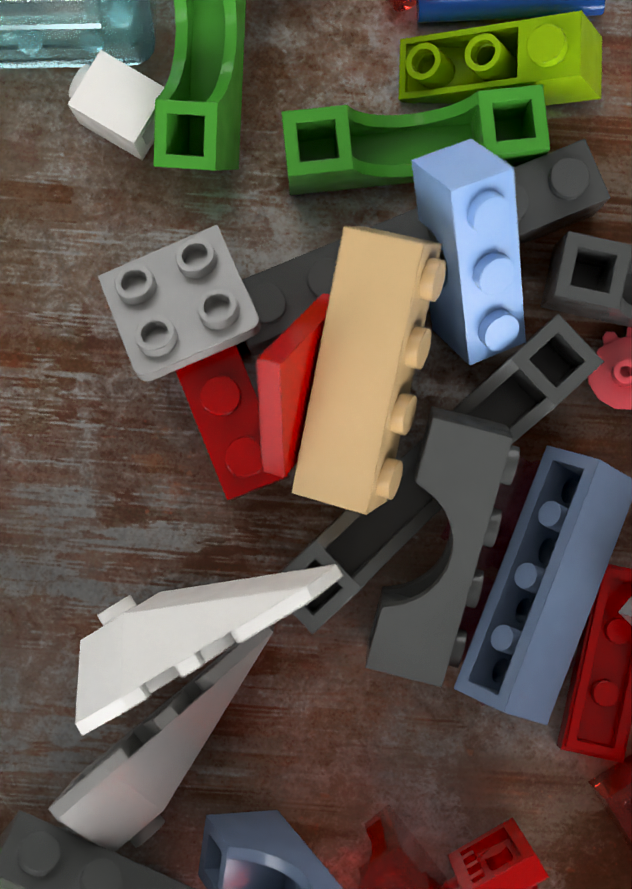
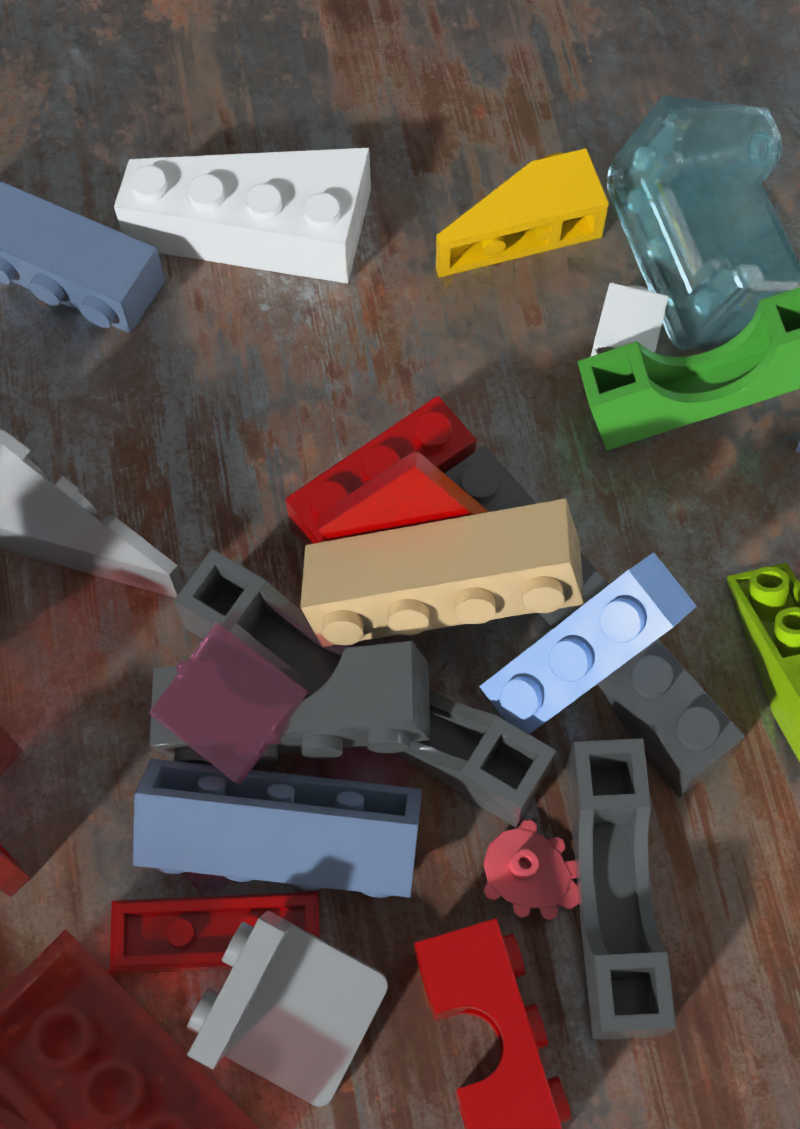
camera: 80 degrees right, 20 degrees down
(178, 633) = (139, 483): white wedge -> none
(180, 304) = (459, 411): light grey bracket -> none
(355, 149) = (714, 642): bright green arch -> none
(431, 605) = (228, 703): none -> clear pink piece

